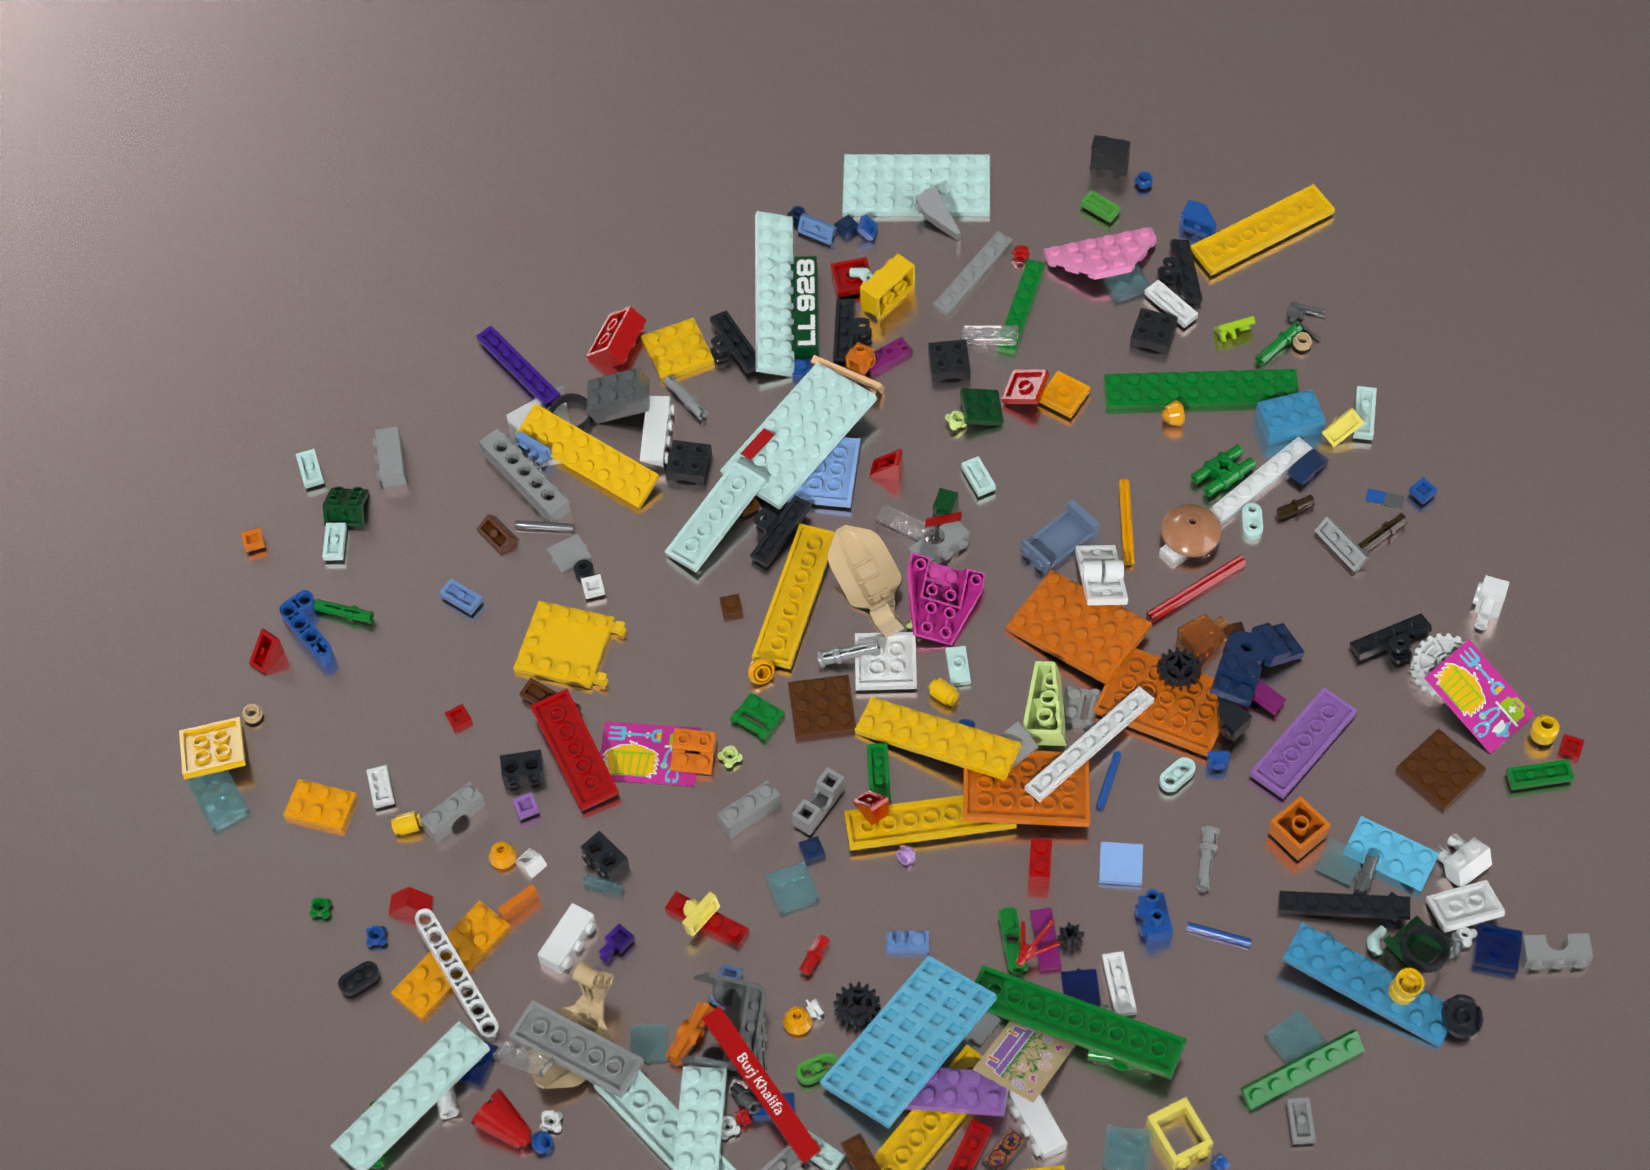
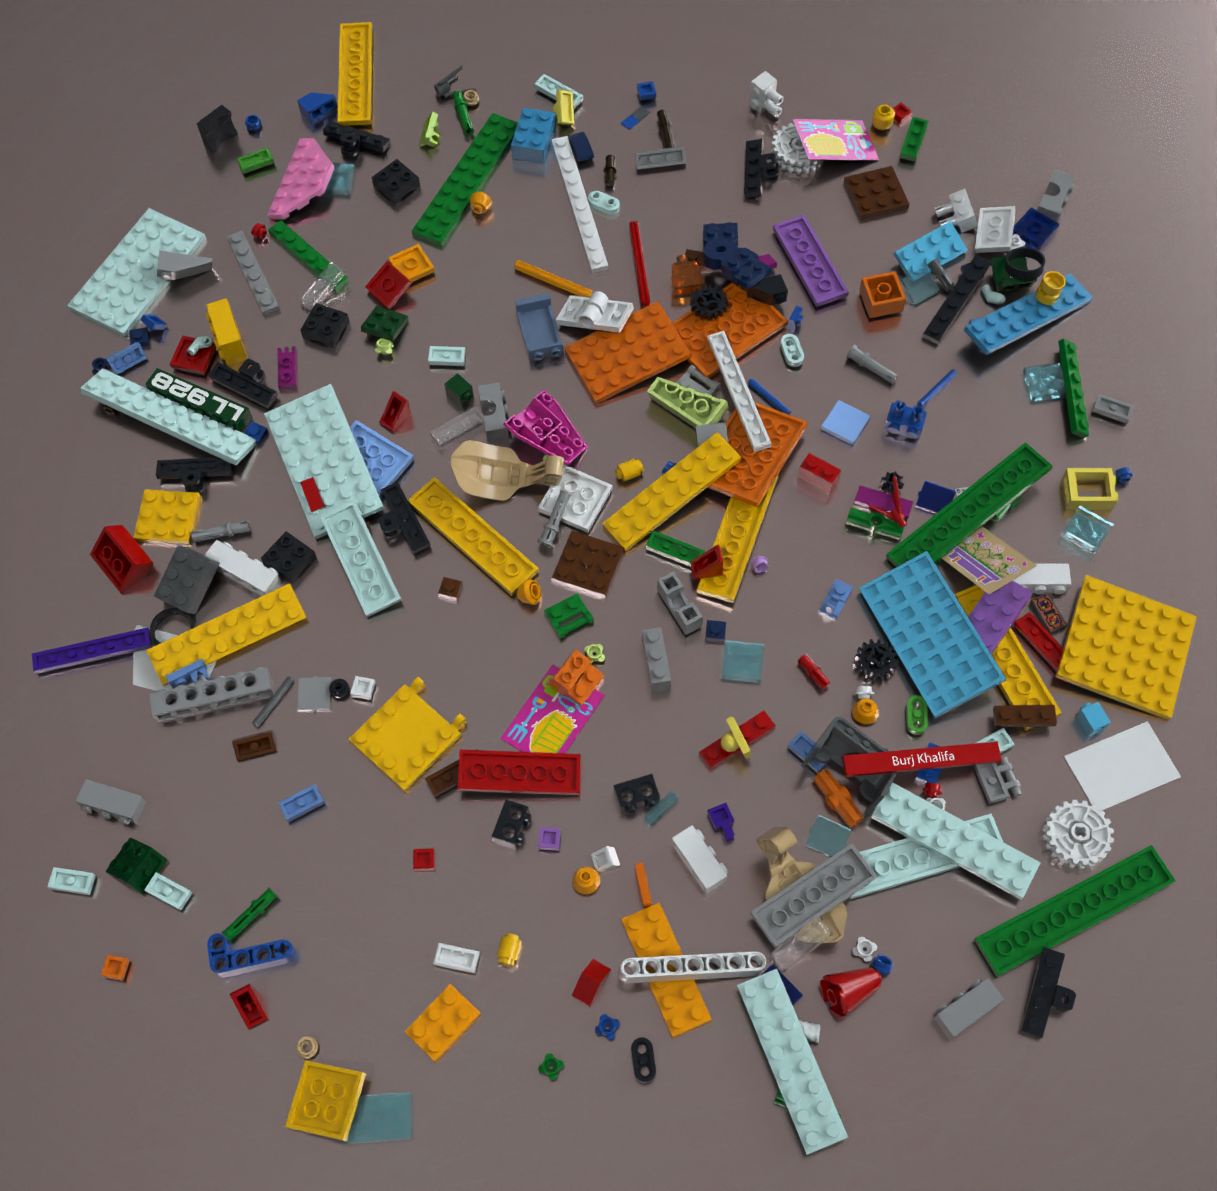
camera: 65 degrees left, 5 degrees up
(440, 820) = (522, 903): light grey arch -> none
(745, 1098) = (921, 780): dark grey axle -> none
(860, 358) = (282, 378): orange brick -> none
(869, 384) = (308, 388): light nougat plate -> none
(943, 519) = (475, 395): red sticker -> none
(958, 666) = (609, 450): light aqua plate -> none
(1119, 983) = (947, 470): white plate -> none
(1171, 303) = (378, 159): white plate -> none
(1188, 538) = (590, 240): nougat dish -> none
(1223, 470) = (550, 197): green pin -> none
(1462, 1016) = (1078, 273): black tile -> none

